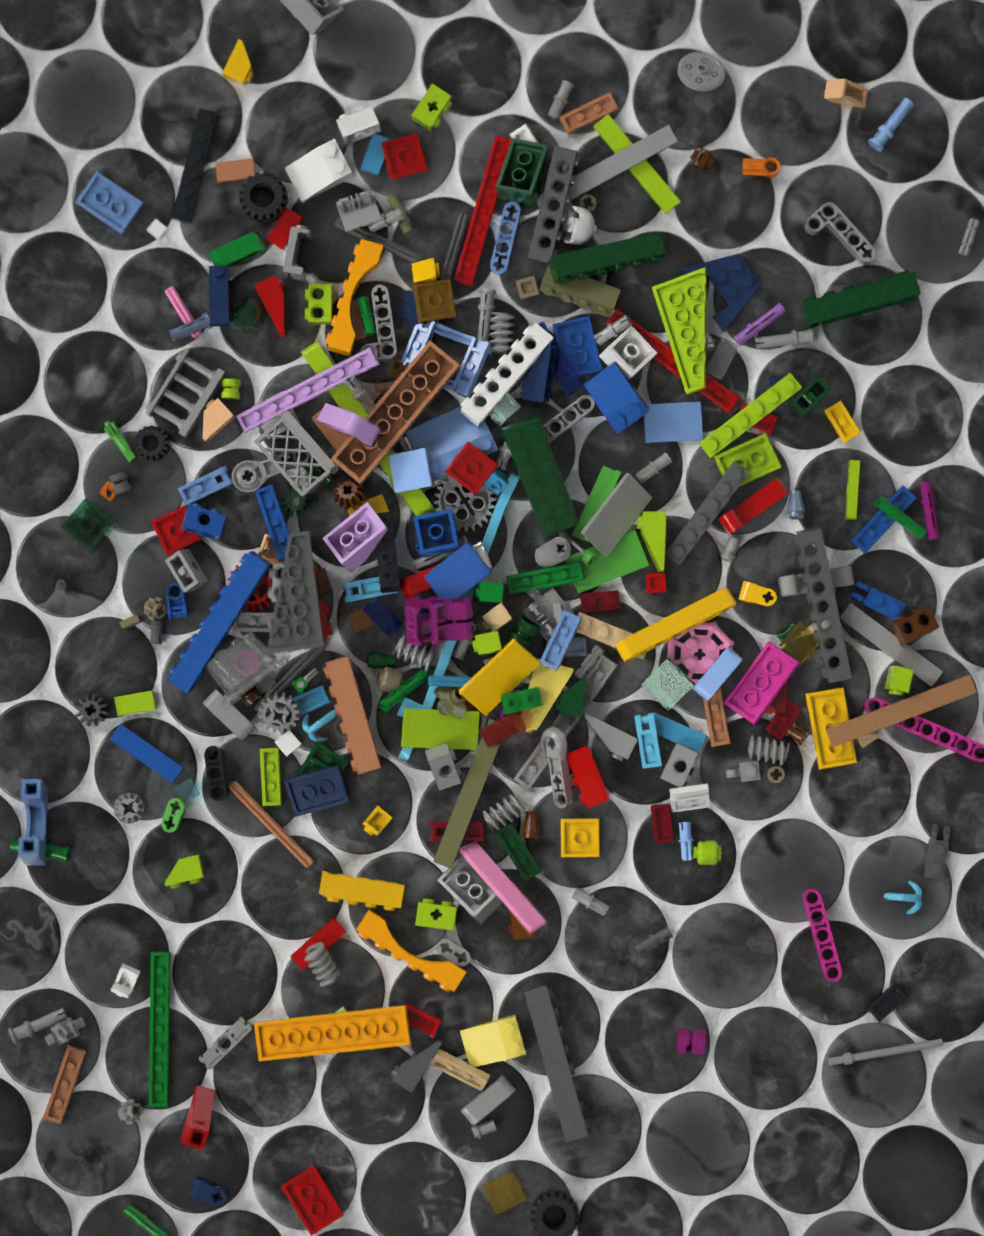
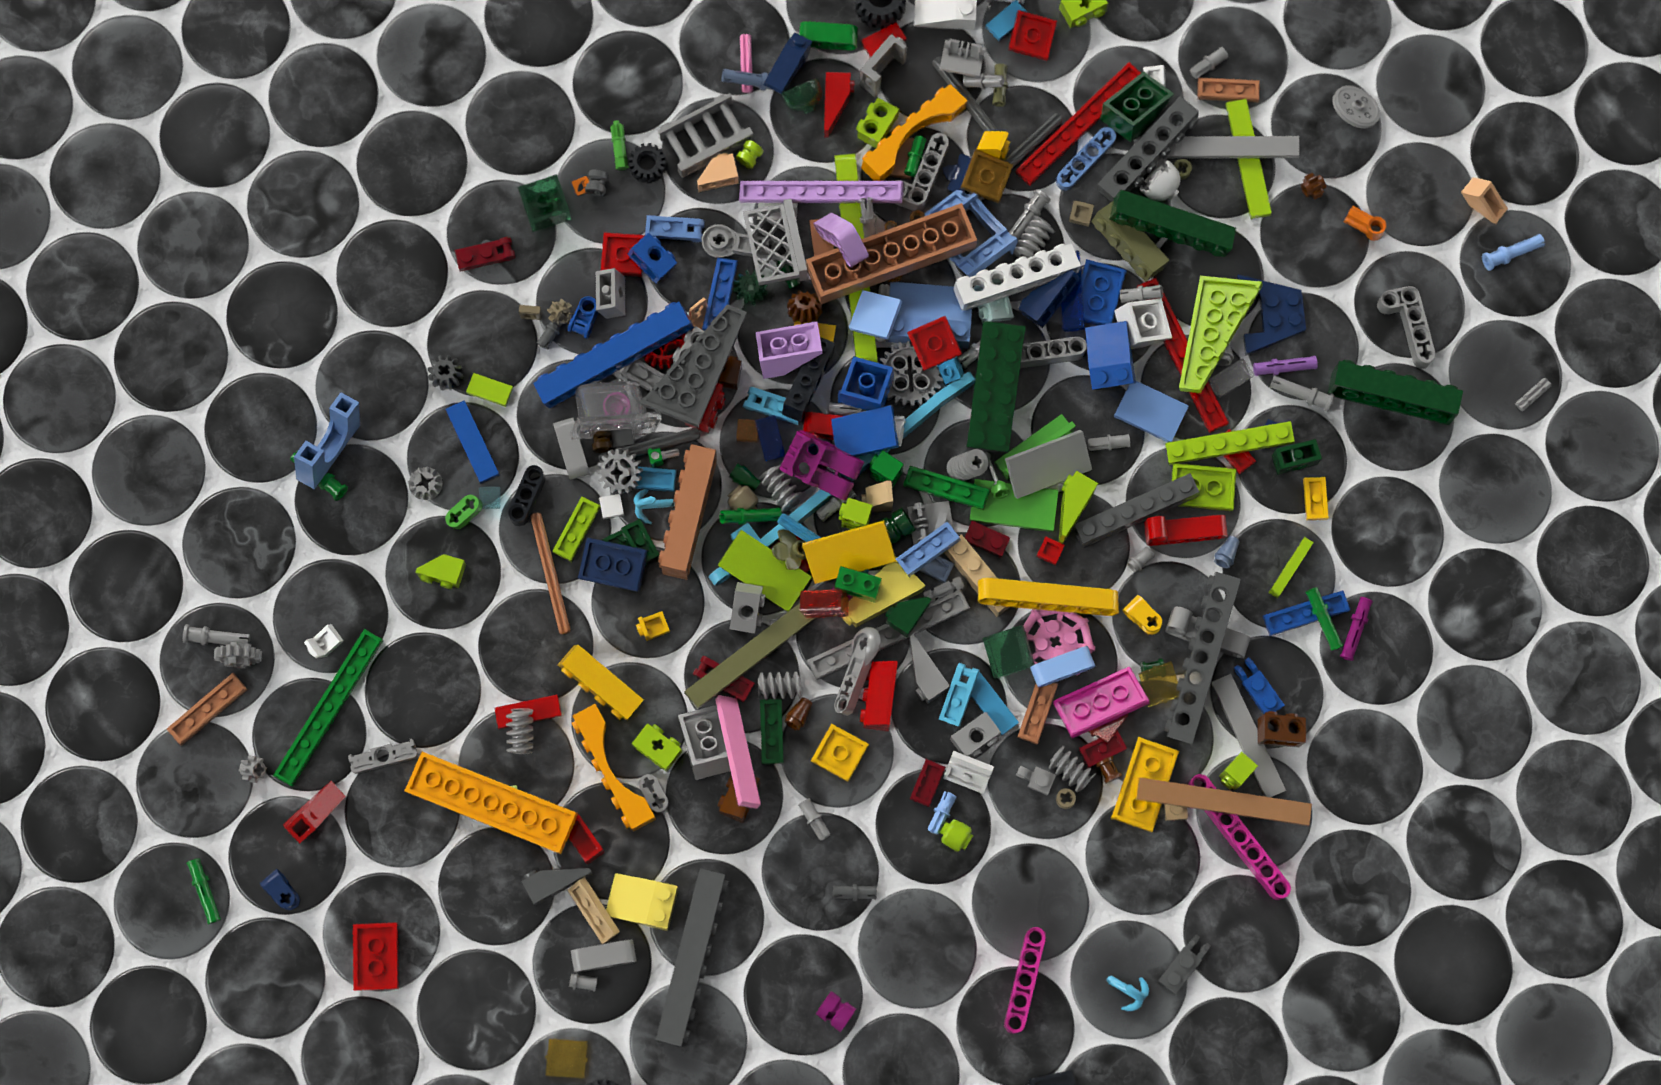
camera: 25 degrees right, 10 degrees down
(64, 593) = (484, 254): none -> dark red plate

